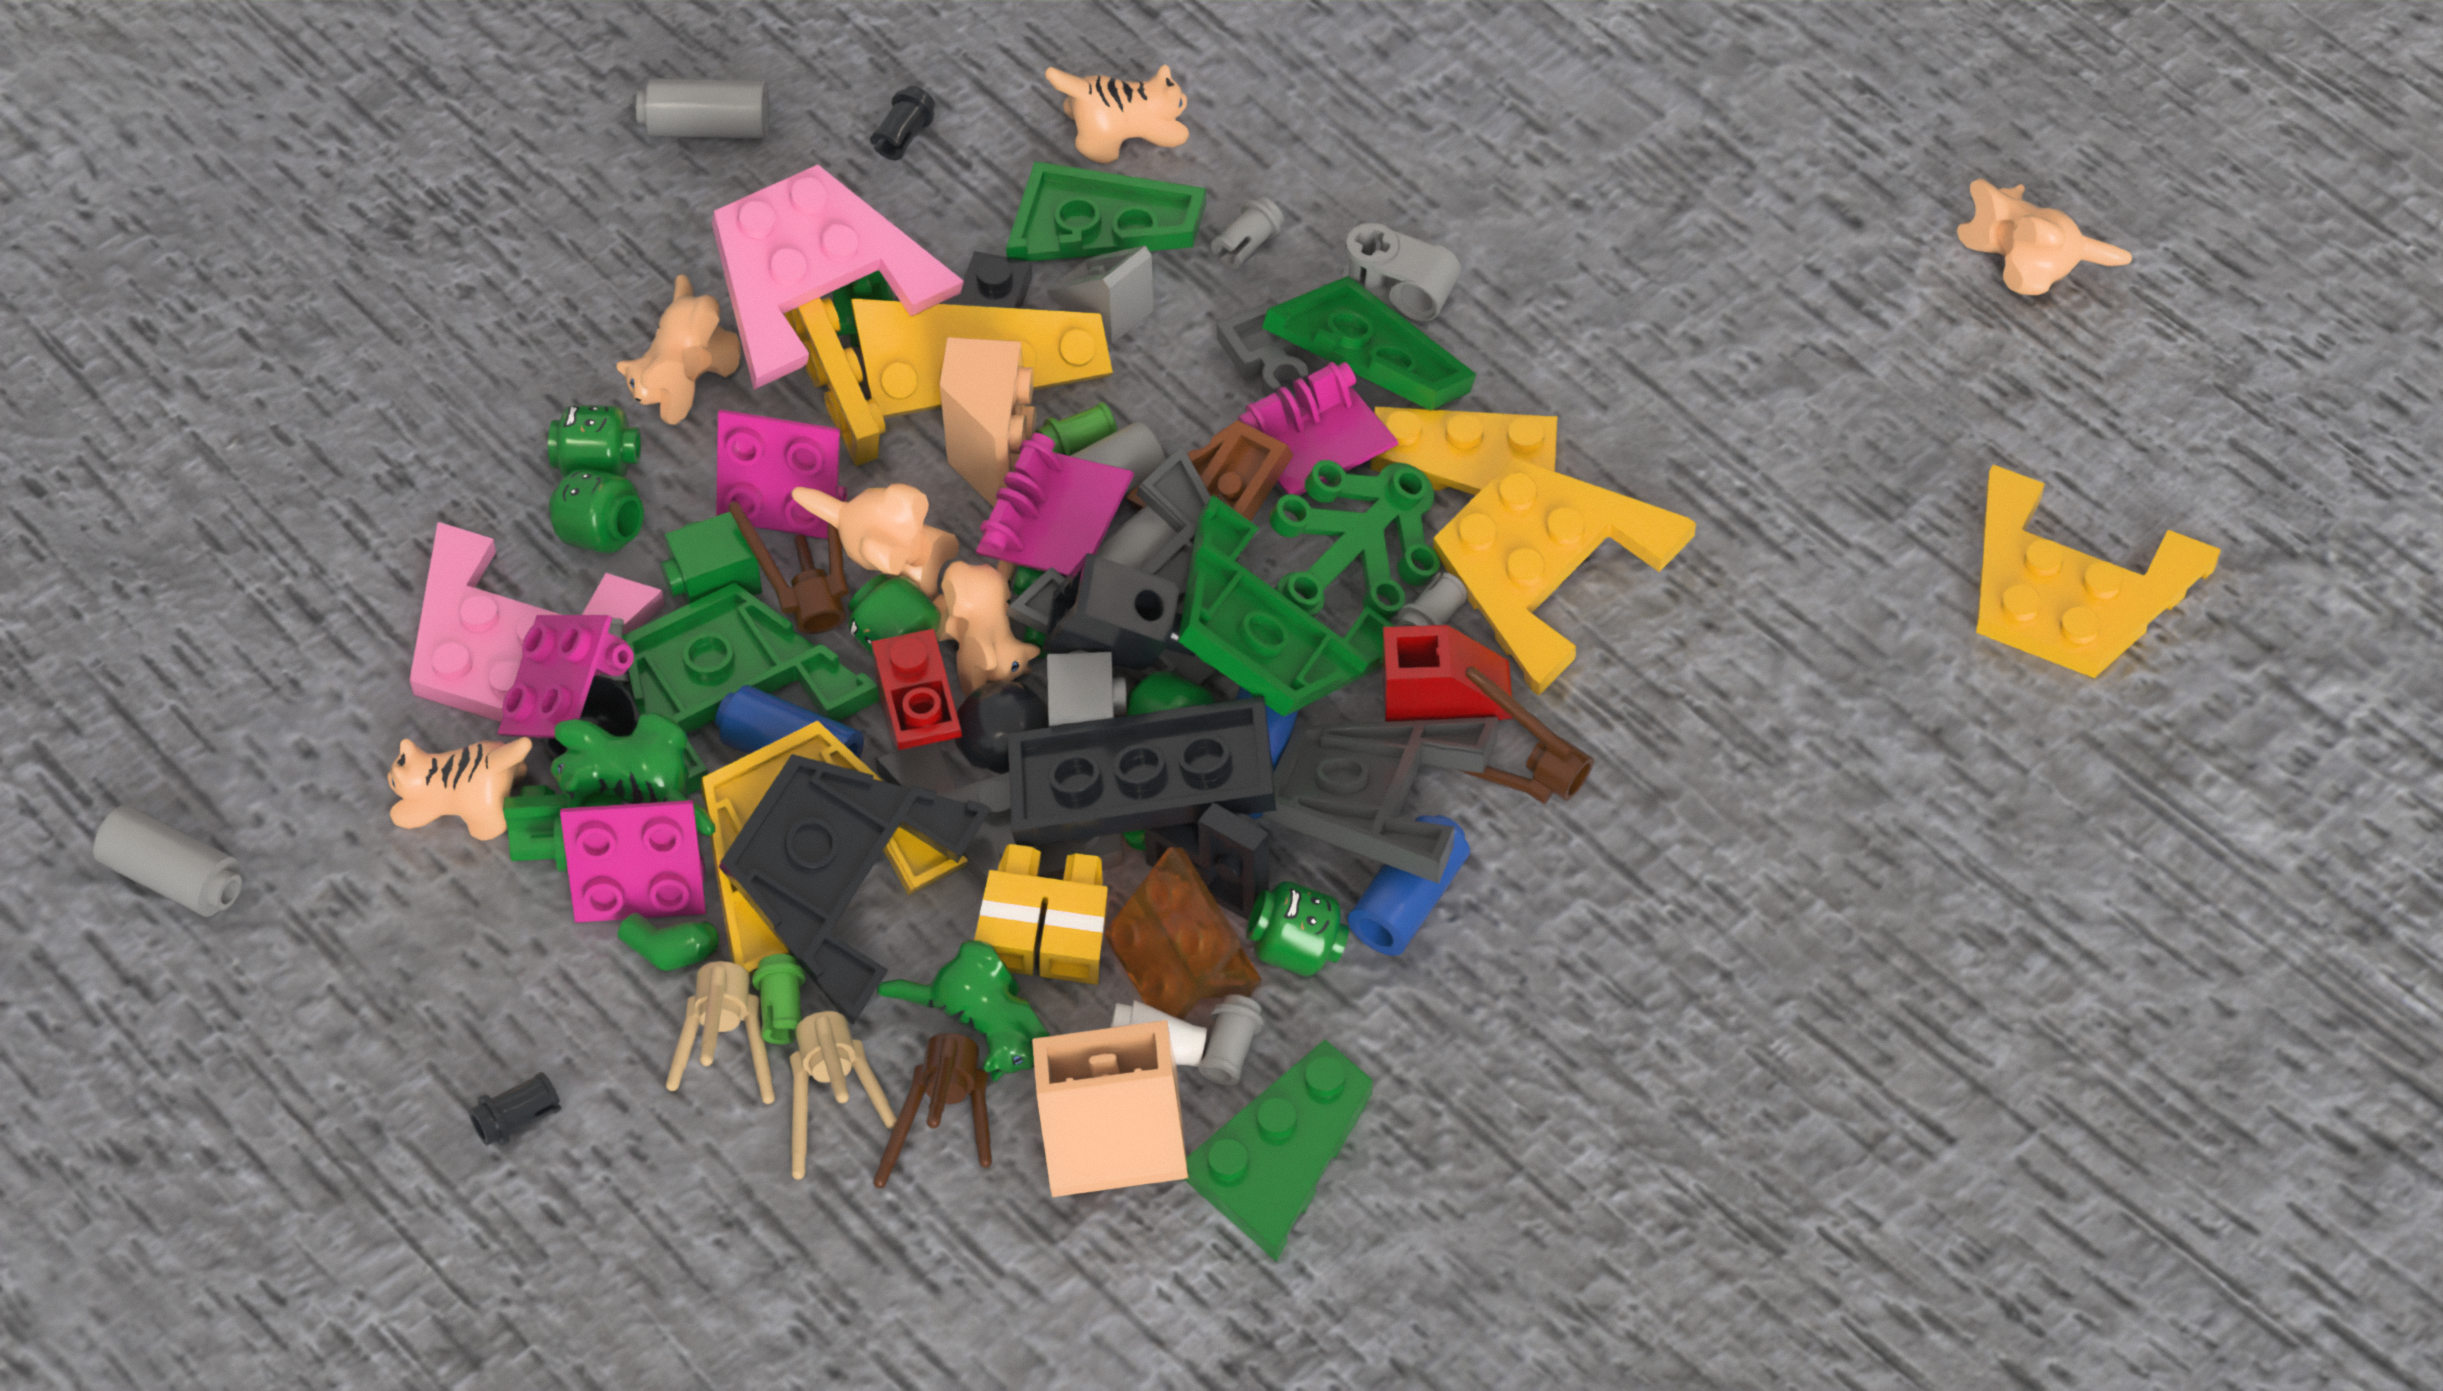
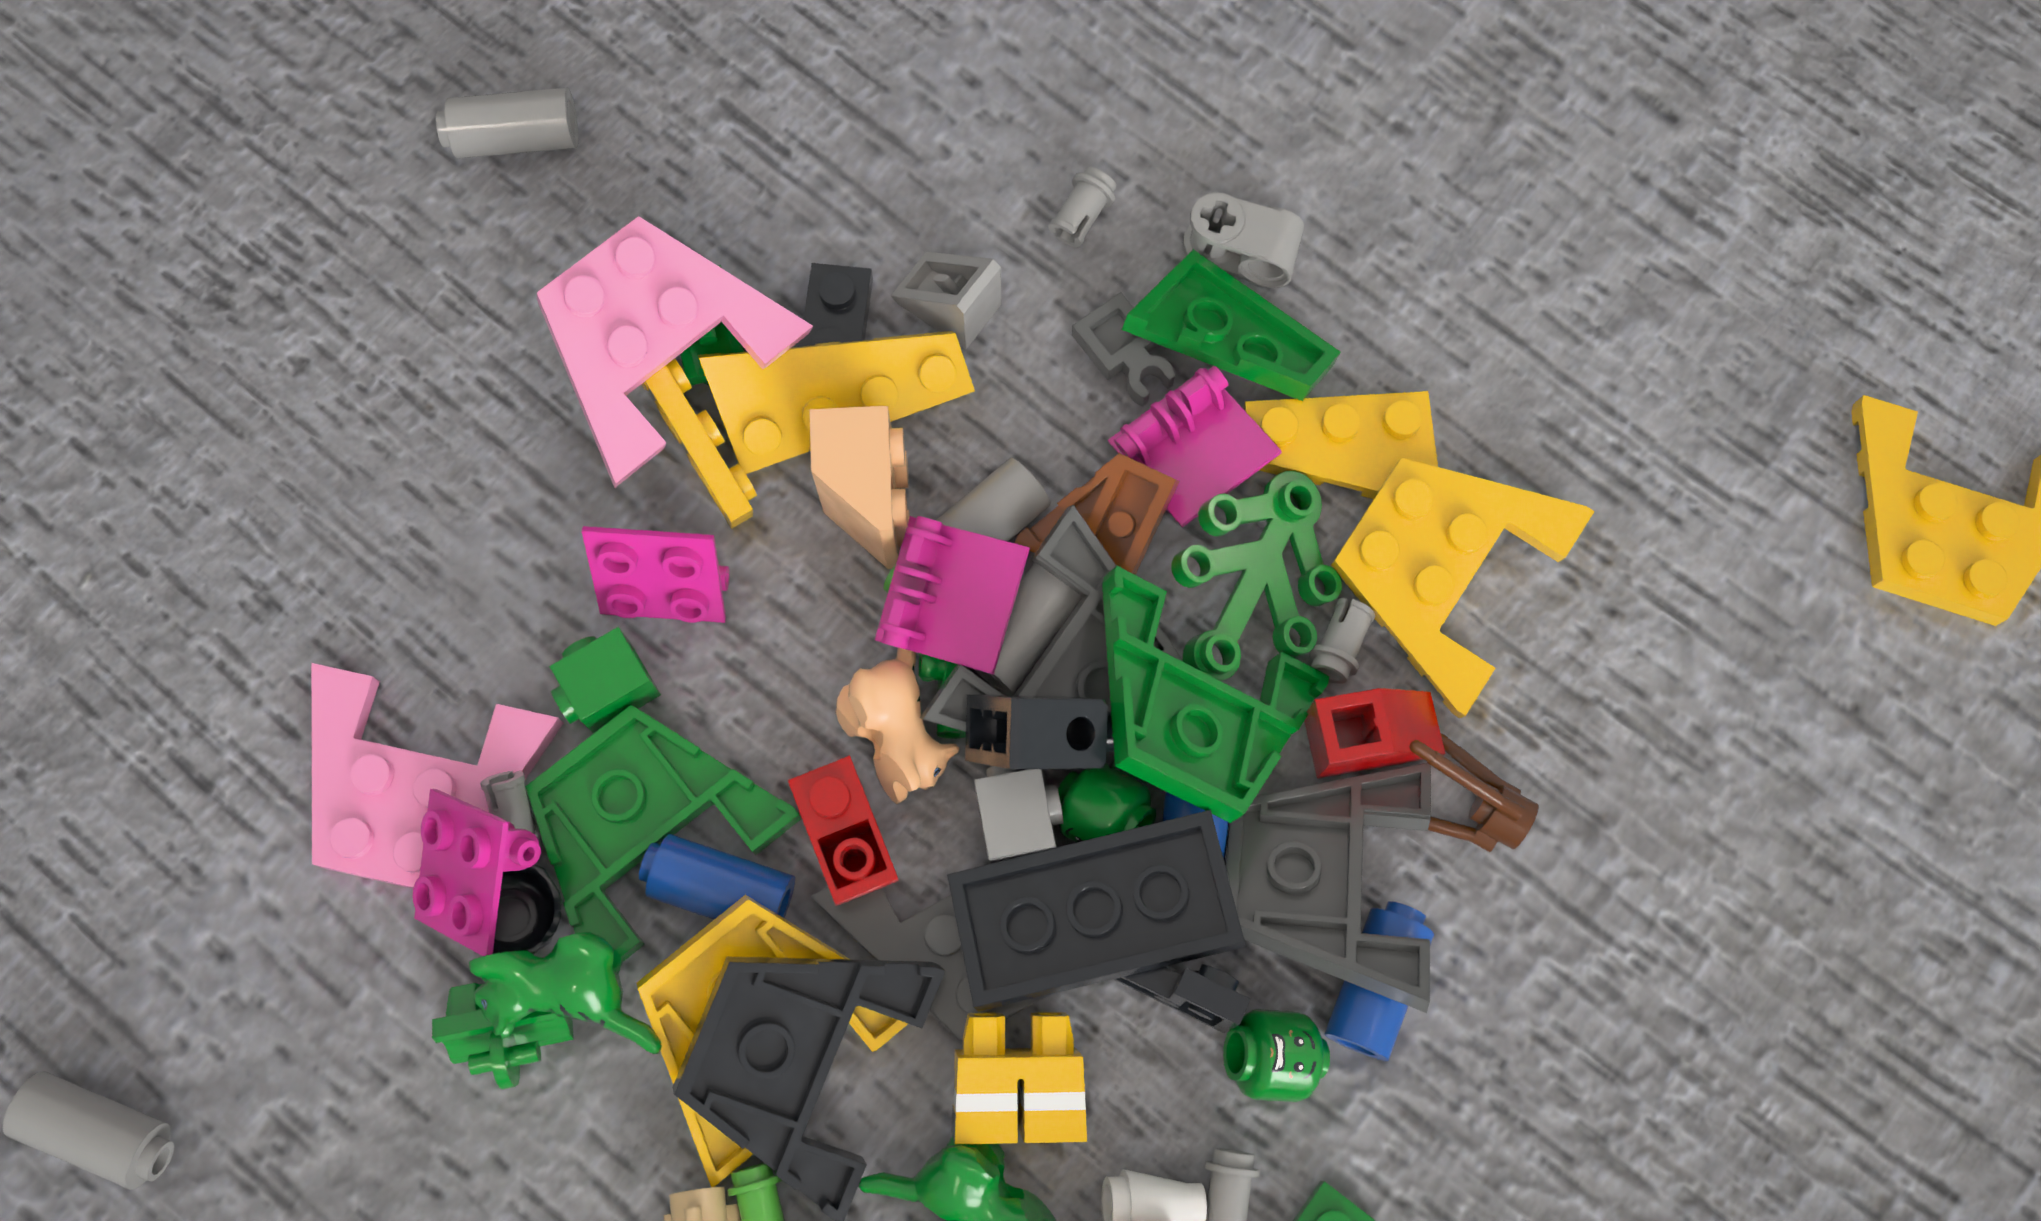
camera: 10 degrees left, 20 degrees up
(458, 783) = (387, 989): light nougat animal -> none
(593, 439) = (458, 550): green head -> none
(596, 510) = (473, 632): green head -> none
(633, 860) = (581, 1082): dark pink hinge -> none
(670, 946) = (634, 1157): green arm -> none
(682, 350) = (533, 420): light nougat animal -> none
(814, 593) = (720, 711): reddish brown plant -> none
(886, 532) = (779, 645): light nougat animal -> none
(890, 609) = (803, 728): green head -> none
(910, 112) = (714, 114): black pin -> none
(992, 714) = (934, 837): black hair -> none
(1079, 429) = (949, 470): bright green pin -> none
(1099, 213) = (931, 203): green wing -> none
(1117, 110) = (934, 76): light nougat animal -> none
(1179, 940) = (1162, 1094): clear orange bracket -> none
(2035, 241) = (1858, 127): light nougat animal -> none

